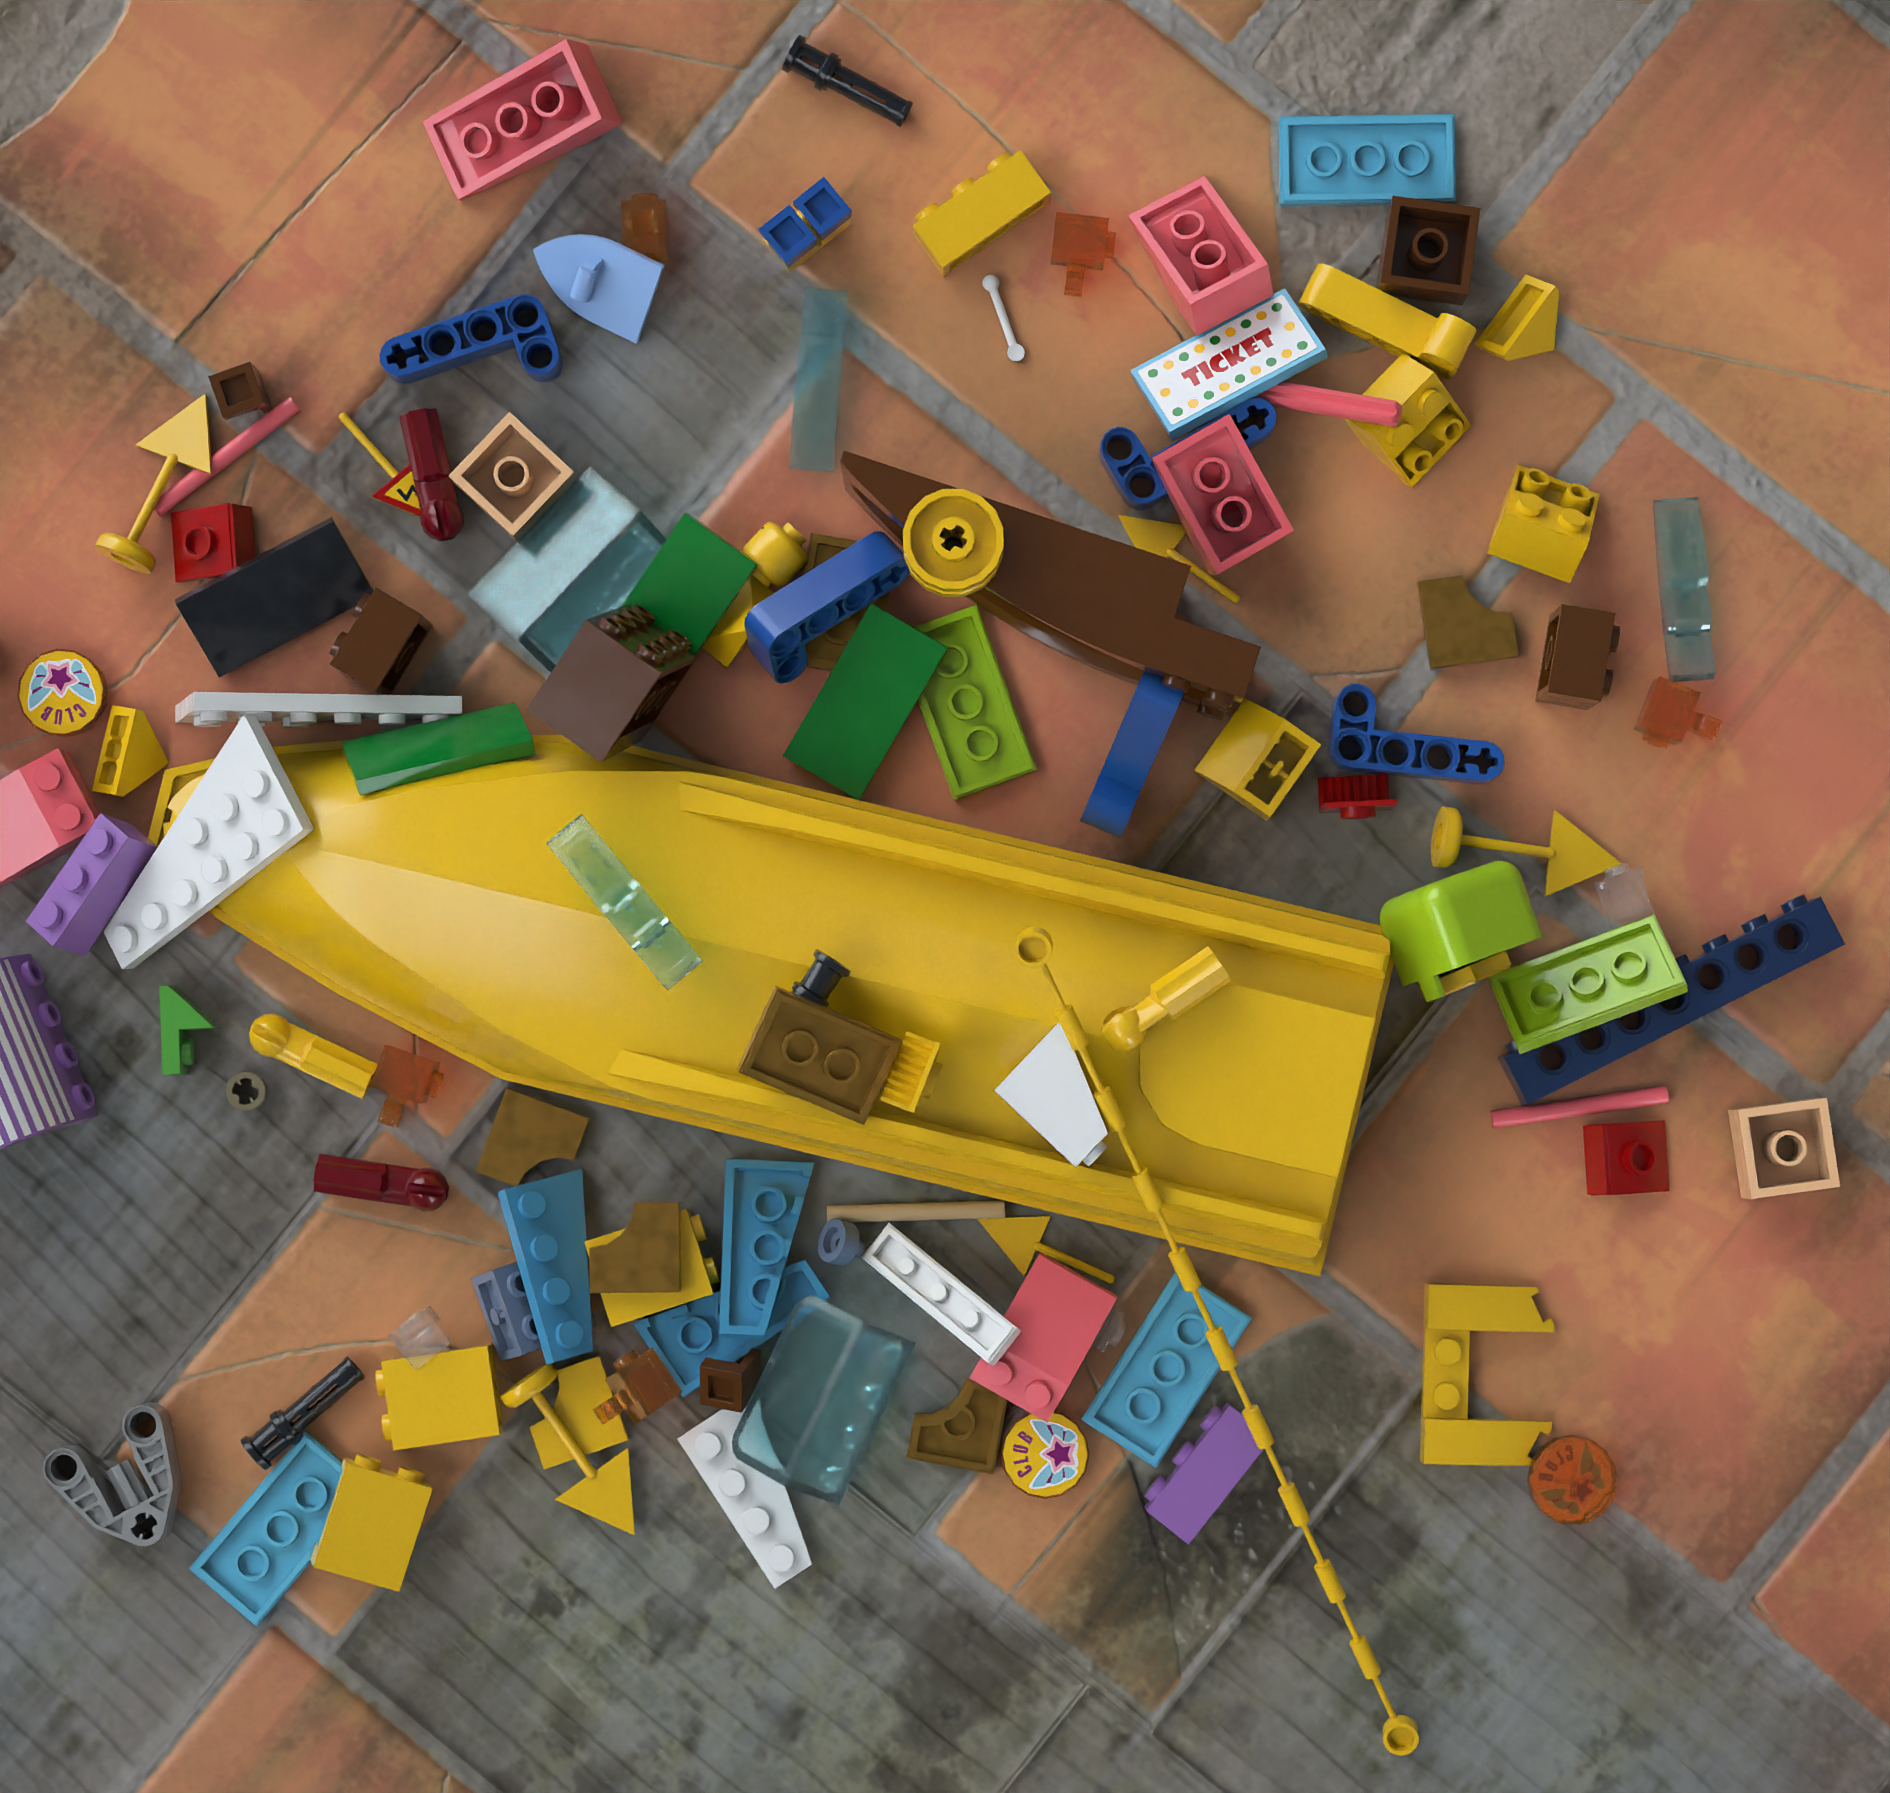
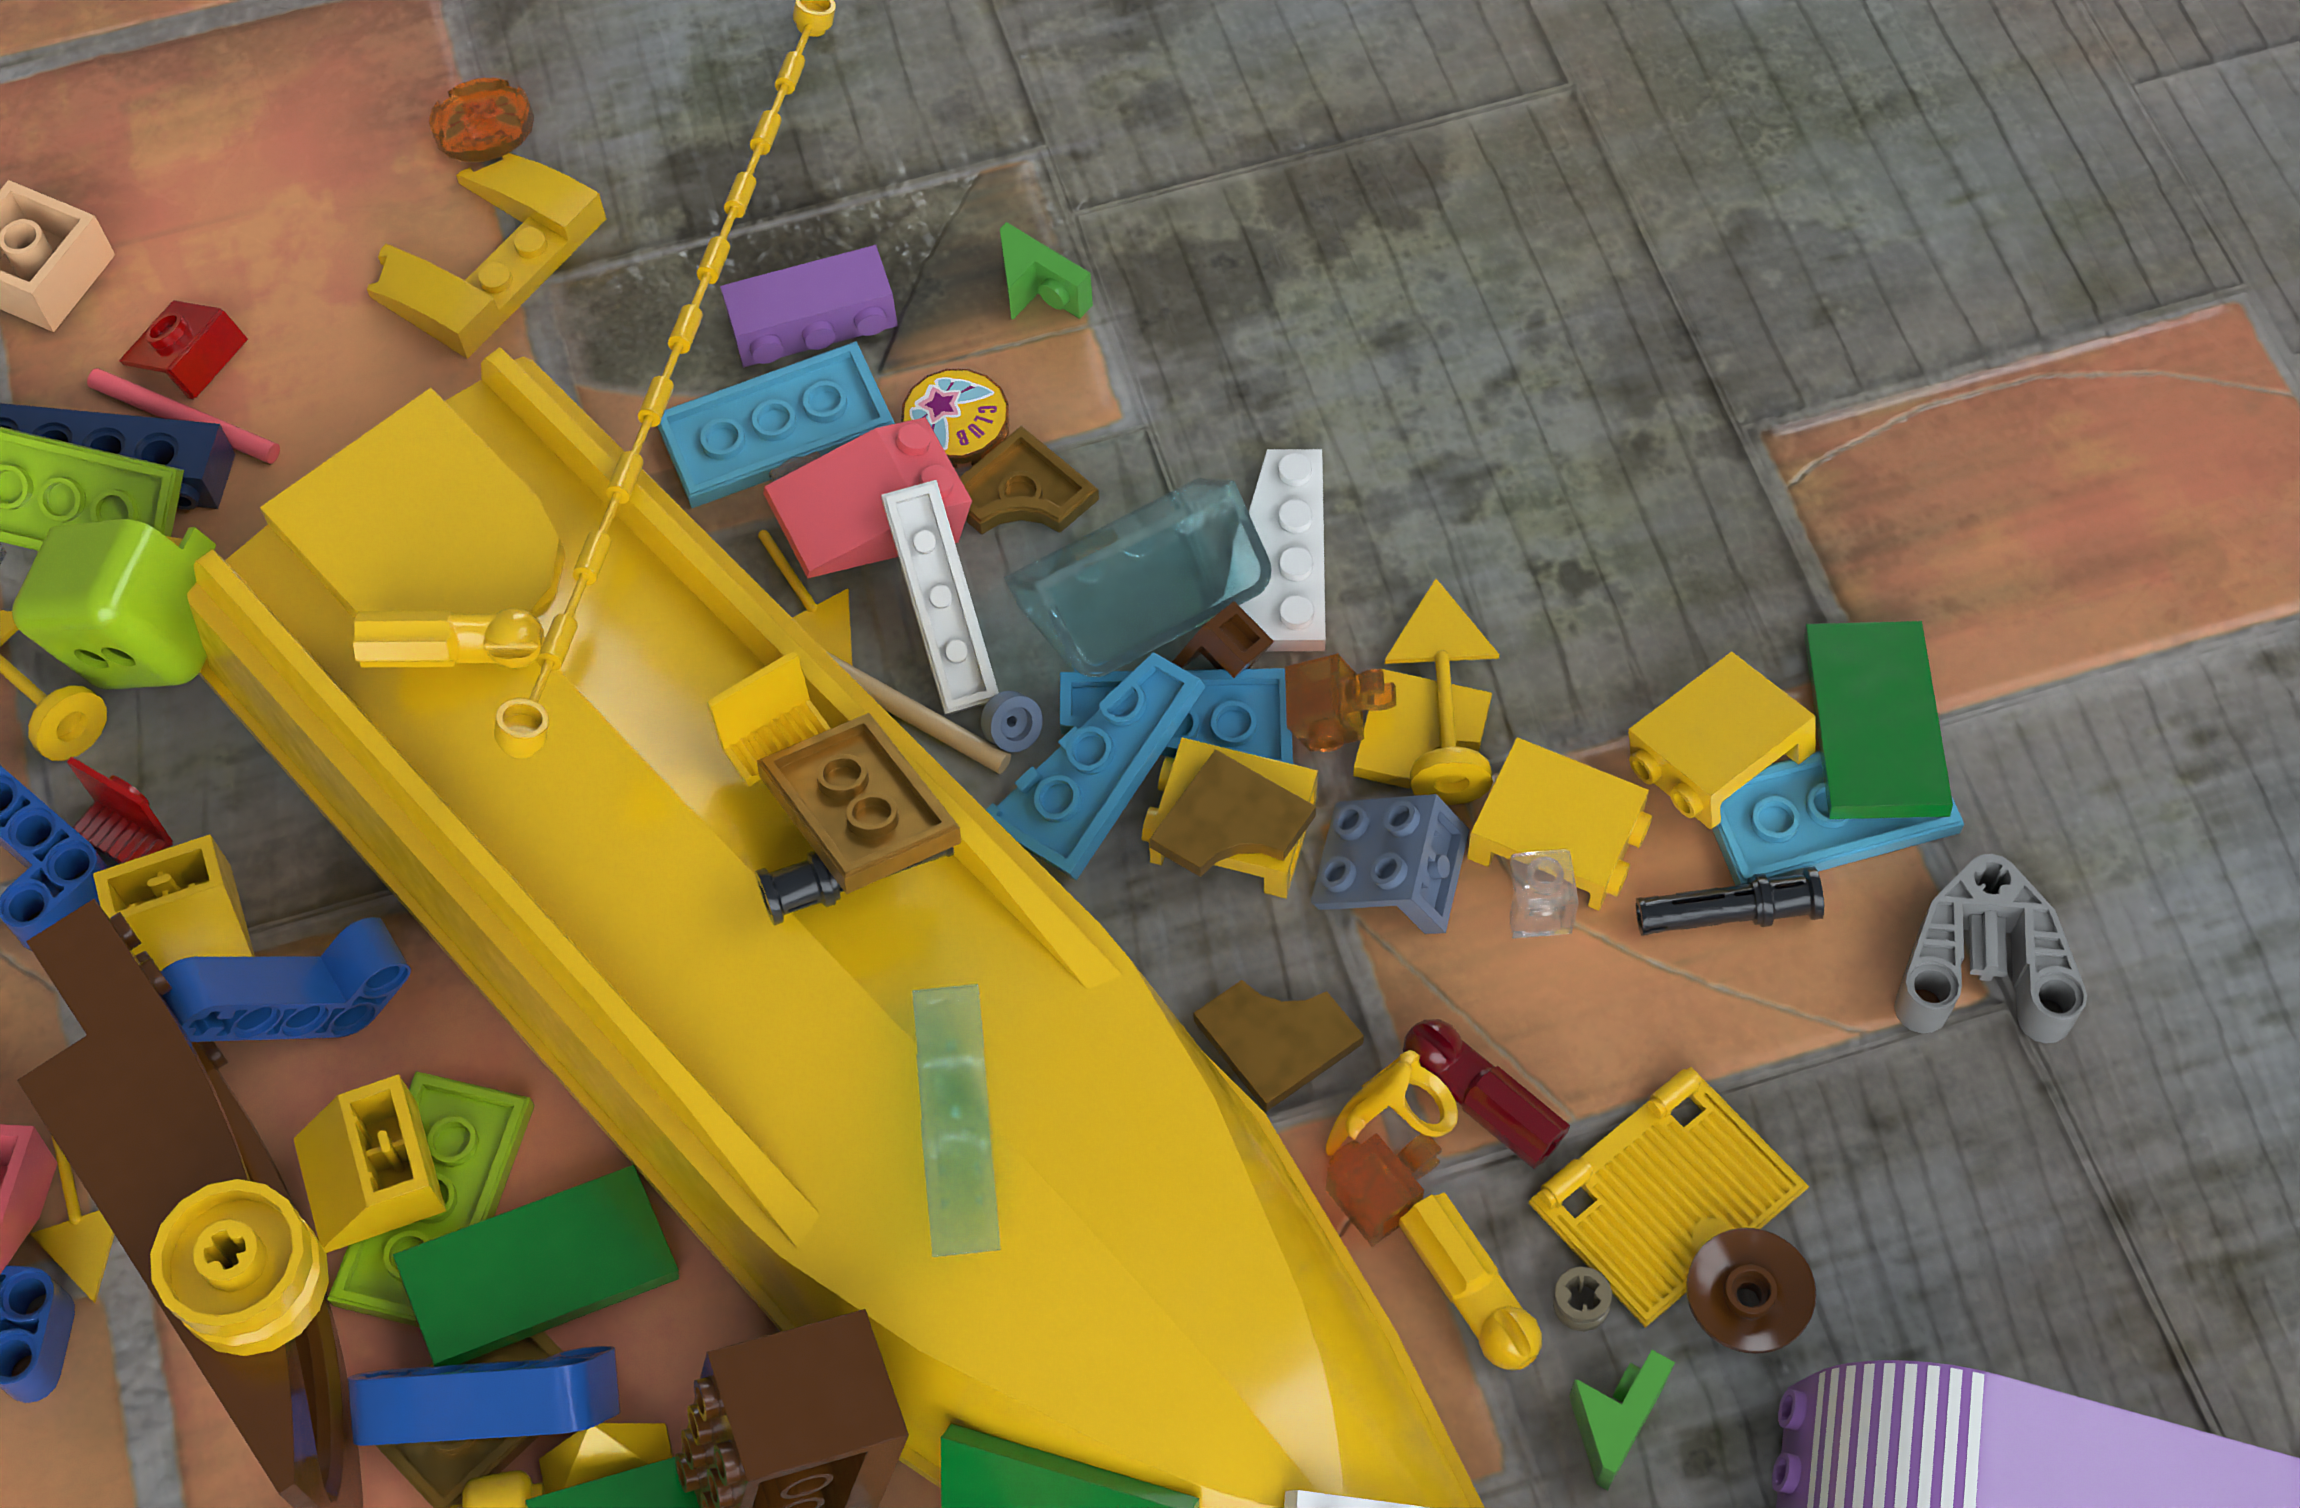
camera: 145 degrees left, 25 degrees down
(125, 1156) = (1768, 1268): none -> reddish brown dish
(233, 1192) = (1666, 1193): none -> yellow window
(282, 1608) = (1877, 720): none -> green tile
(430, 1137) = (1389, 1089): none -> yellow piece
(550, 1250) = (1332, 890): dark azure wing -> none
(1004, 686) = (368, 1165): none -> yellow slope
(1056, 1099) = (638, 614): white slope -> none
(1078, 1606) = (1039, 270): none -> bright green slope

